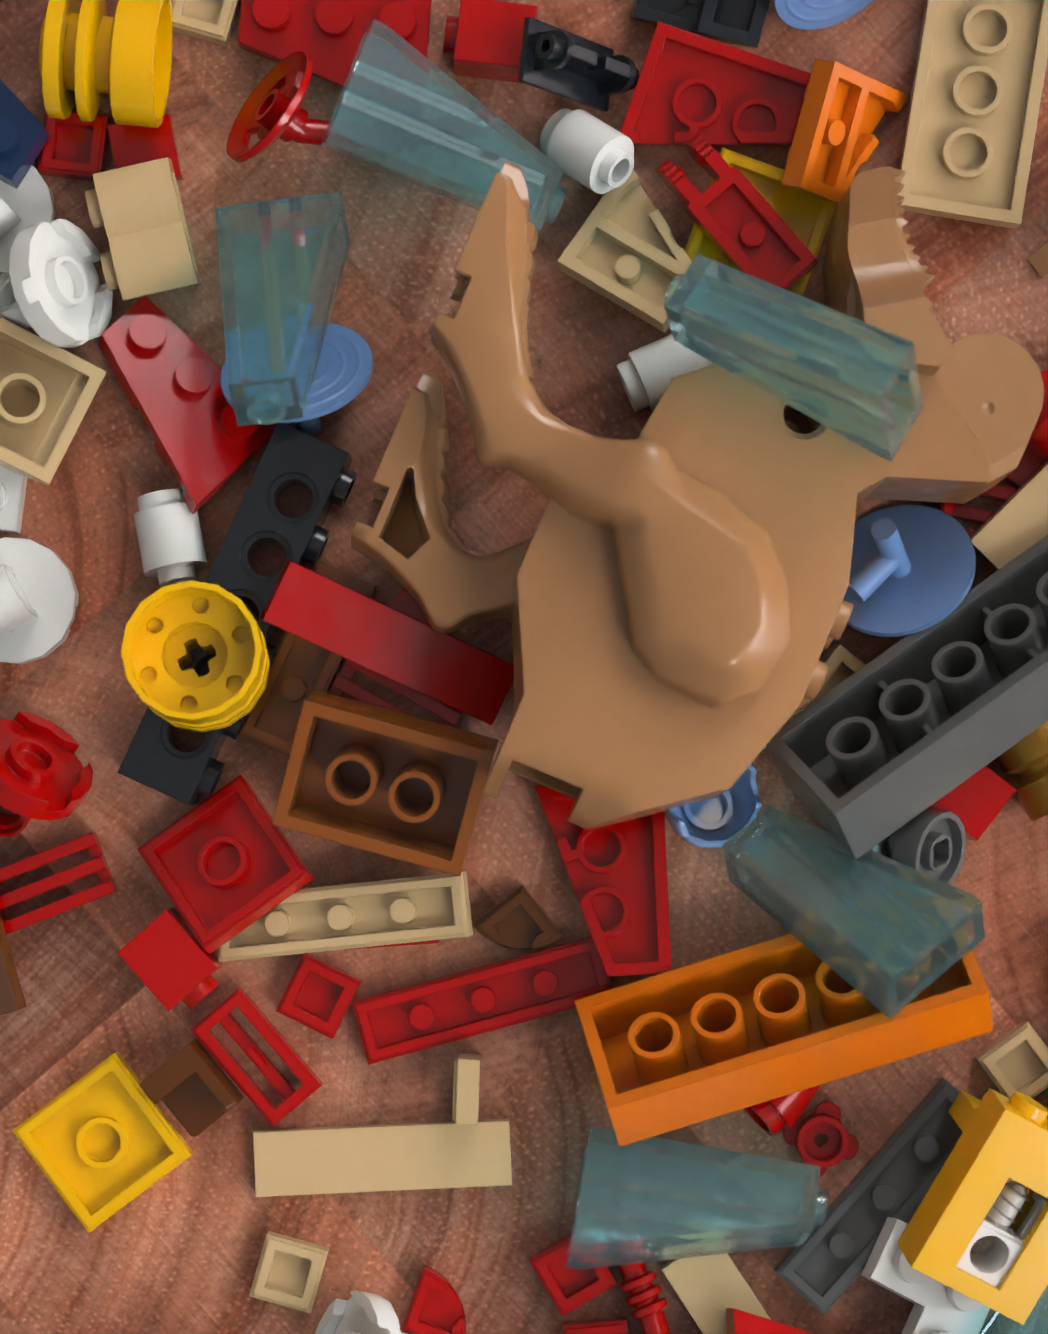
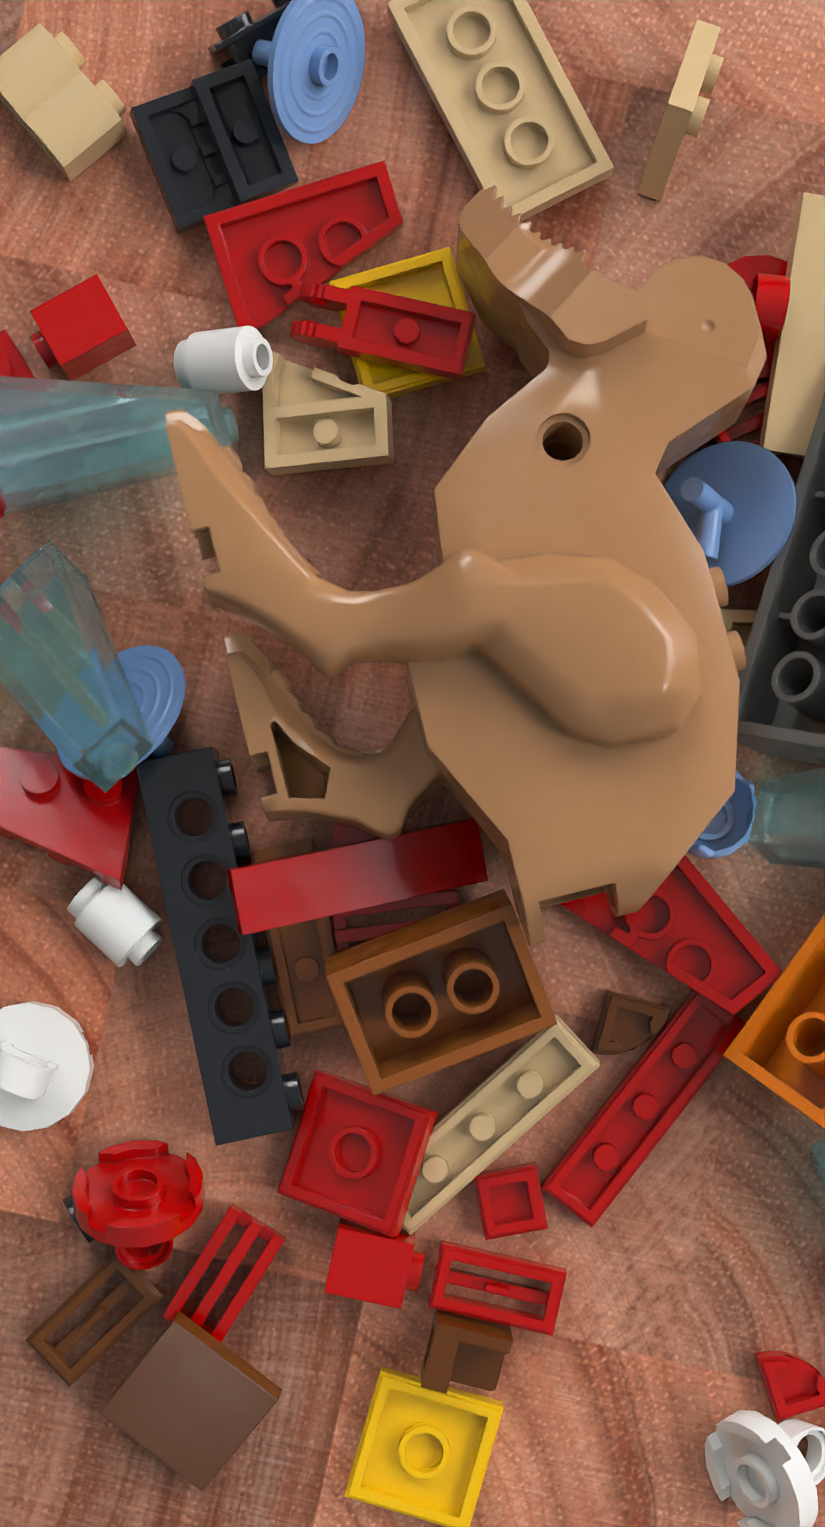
camera: 35 degrees left, 0 degrees up
(160, 644) = (175, 1021): yellow wheel -> none
(289, 1272) = (651, 1441): tan tile -> none
(382, 1158) = (658, 1293): tan tile -> none
(466, 1089) = (686, 1189): tan tile -> none
(573, 66) = (161, 301): black hinge -> none
(653, 367) = (409, 493): white brick -> none
(799, 352) = (525, 389): clear light blue slope -> none
(836, 129) = (409, 198): orange wing -> none

